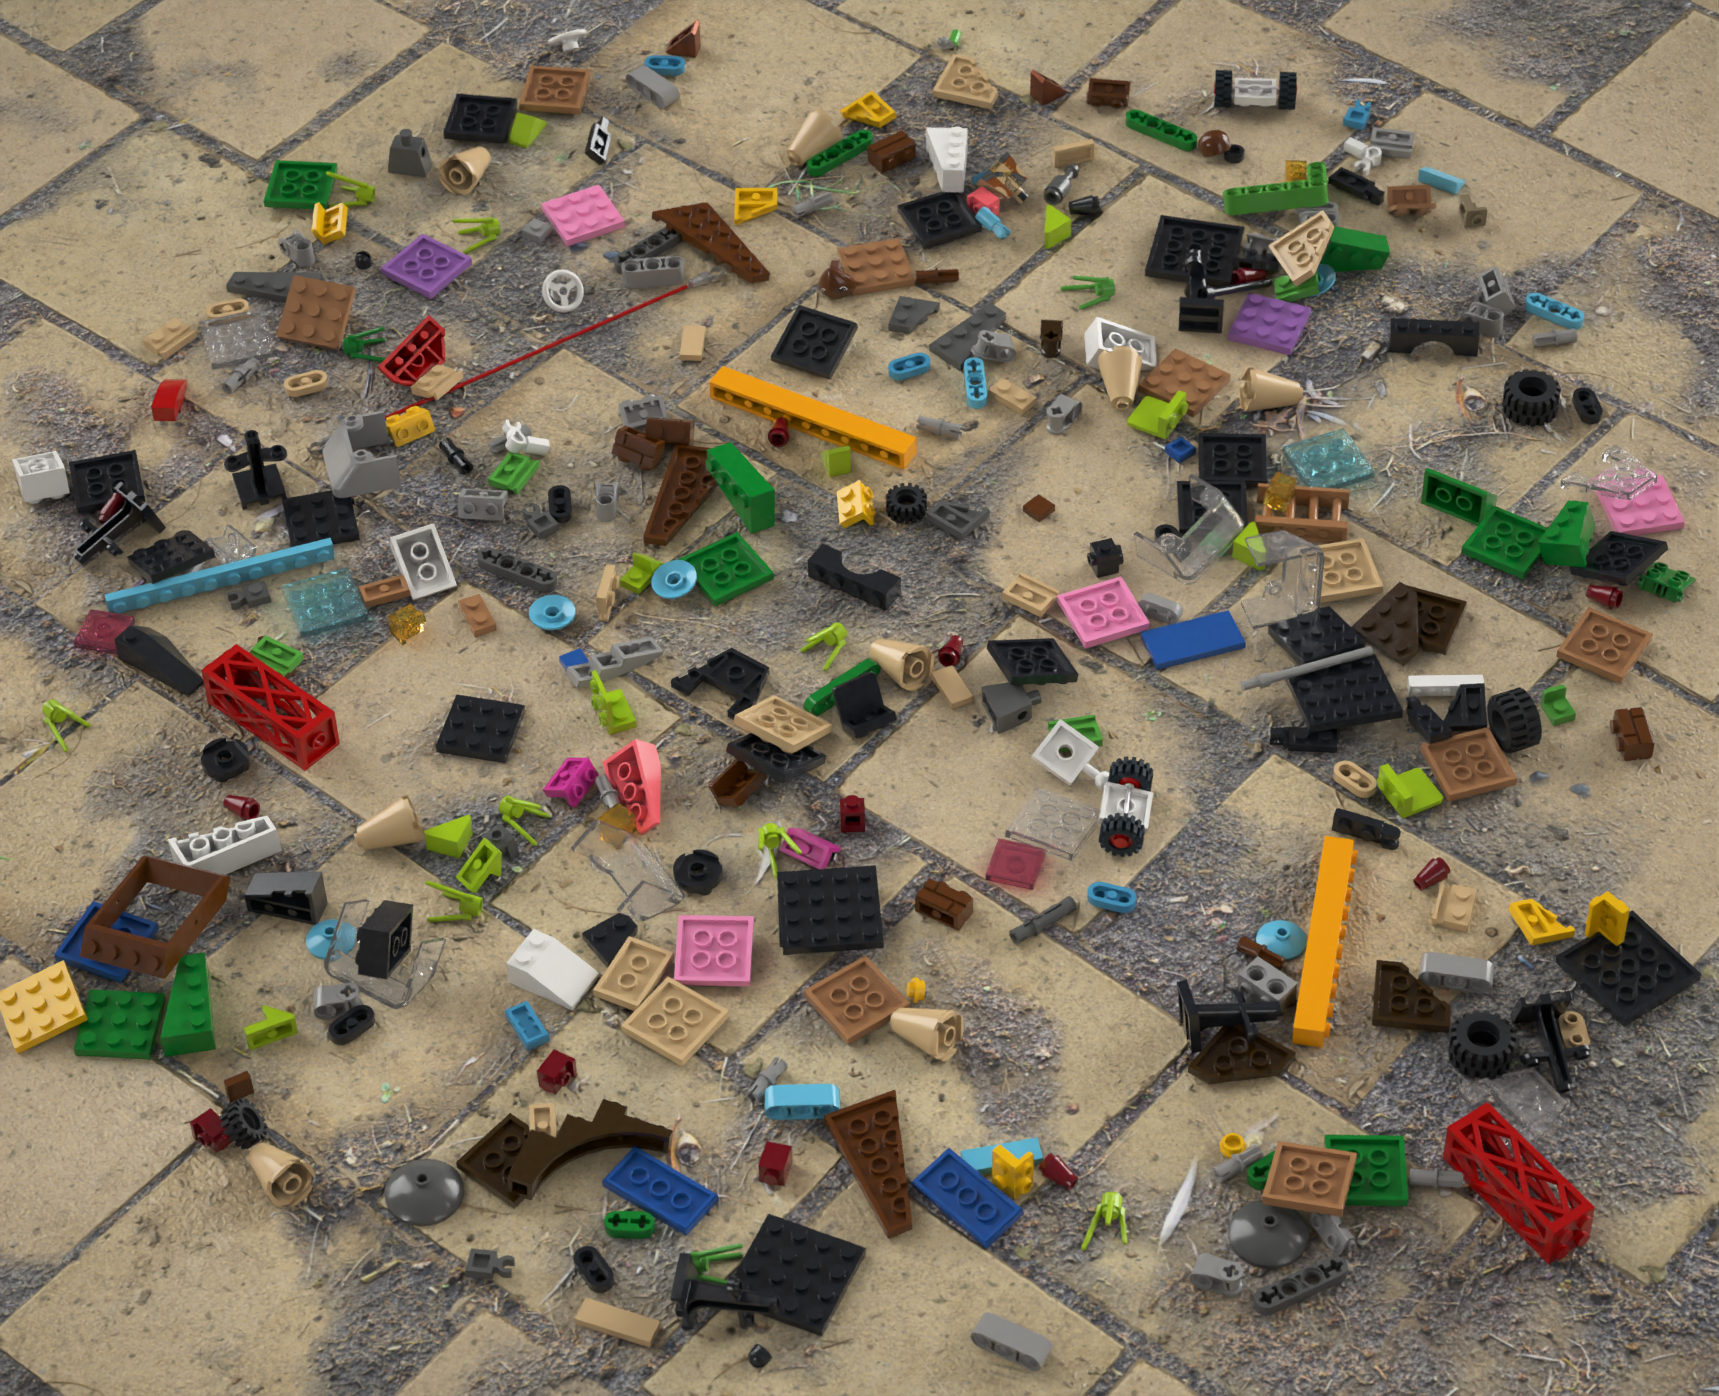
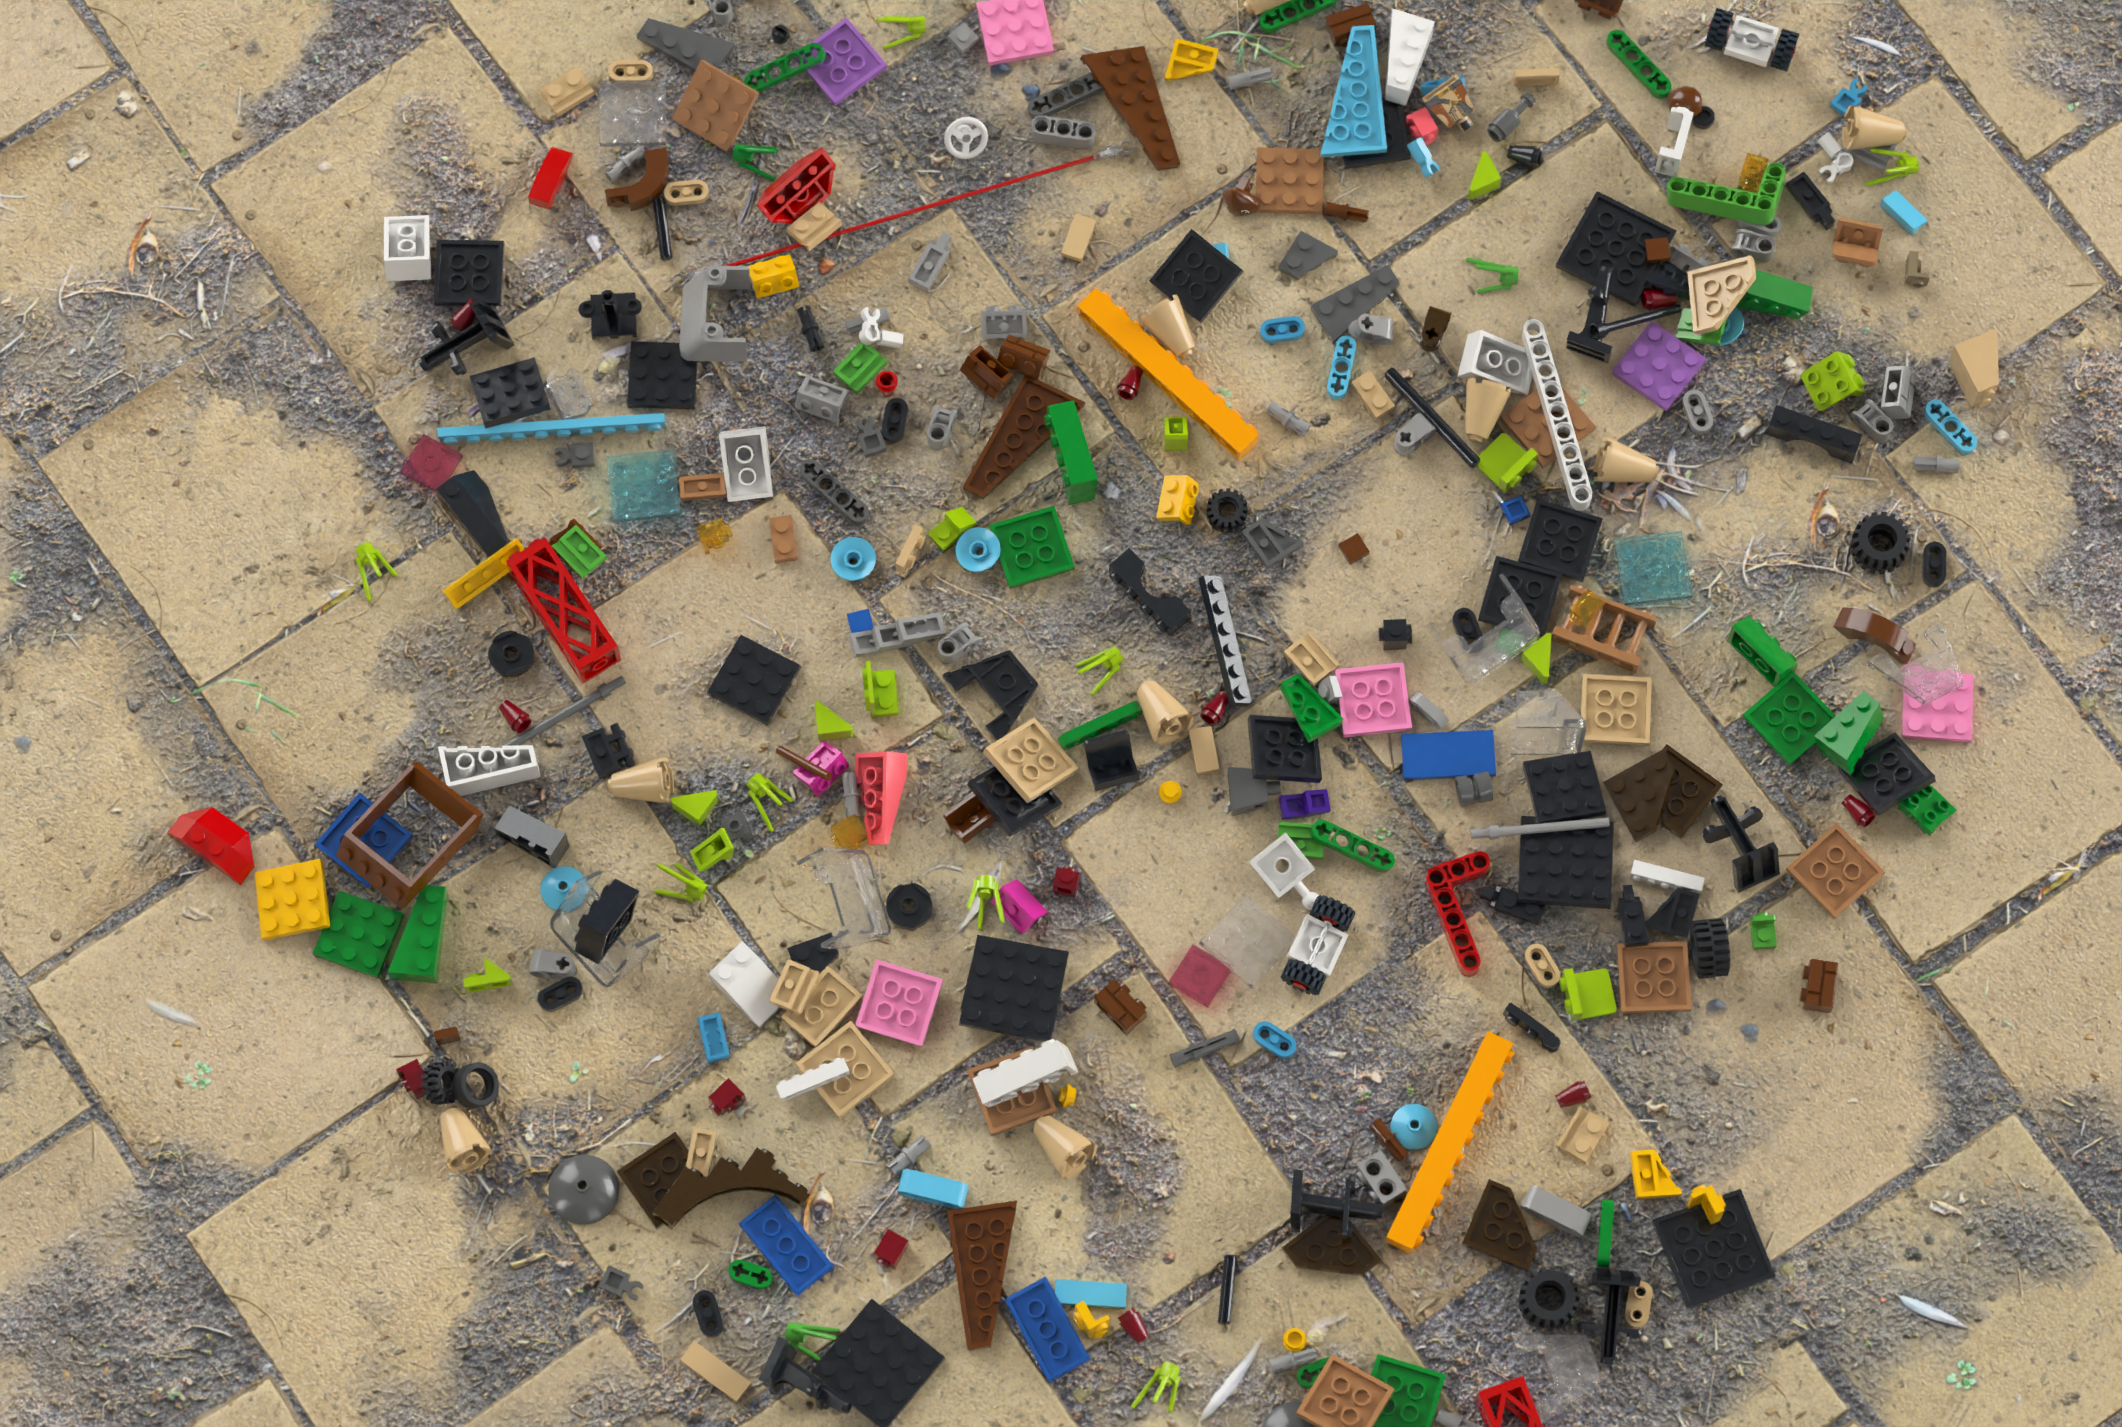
camera: 15 degrees right, 25 degrees up
(175, 705) = (481, 576): none -> yellow plate
(263, 389) = (648, 187): none -> reddish brown arch
(289, 414) = (662, 228): none -> black axle
(290, 1109) = (491, 1085): none -> black tyre
(327, 769) = (602, 691): none -> dark grey bar
(341, 817) = (601, 753): none -> black plate
(380, 279) = (783, 64): none -> green beam
(544, 474) = (886, 383): none -> red cone
(552, 776) = (802, 762): none -> reddish brown bar
(557, 386) = (931, 262): none -> light grey hinge
(571, 742) = (830, 725): none -> lime slope
(599, 958) = (794, 987): none -> tan plate
(644, 1031) = (812, 1079): none -> white piece
(677, 656) = (959, 640): none -> light grey piece
(800, 376) = (1170, 327): none -> tan cone
(867, 970) = (1024, 1073): none -> white wedge
(920, 199) = (1357, 108): none -> medium azure wing
(930, 725) = (1170, 792): none -> yellow plate
(942, 599) = (1225, 640): none -> plate
(1044, 628) = (1309, 708): none -> green wing
(1058, 613) = (1330, 689): none -> light grey plate
(1072, 705) = (1304, 805): none -> dark purple slope
(1089, 403) = (1432, 416): none -> black axle
(1128, 724) = (1351, 848): none -> green beam
(1144, 1119) = (1227, 1289): none -> black axle
(1192, 366) = (1557, 404): none -> white beam
(1217, 165) = (1670, 159): none -> white panel
(1228, 655) = (1474, 788): none -> dark grey wheel
(1231, 740) = (1453, 909): none -> red beam
(1233, 240) = (1657, 250): none -> reddish brown tile
(1319, 345) = (1697, 413): none -> light grey plate
(1387, 120) = (1870, 129): none -> tan cone
(1427, 144) = (1904, 166): none -> lime plant
(1432, 298) = (1833, 380): none -> lime bracket
(1512, 976) = (1605, 1233): none -> green beam
(1526, 650) = (1753, 864): none -> black piece
(1556, 453) = (1871, 627): none -> reddish brown arch
(1559, 259) = (1976, 368): none -> tan slope

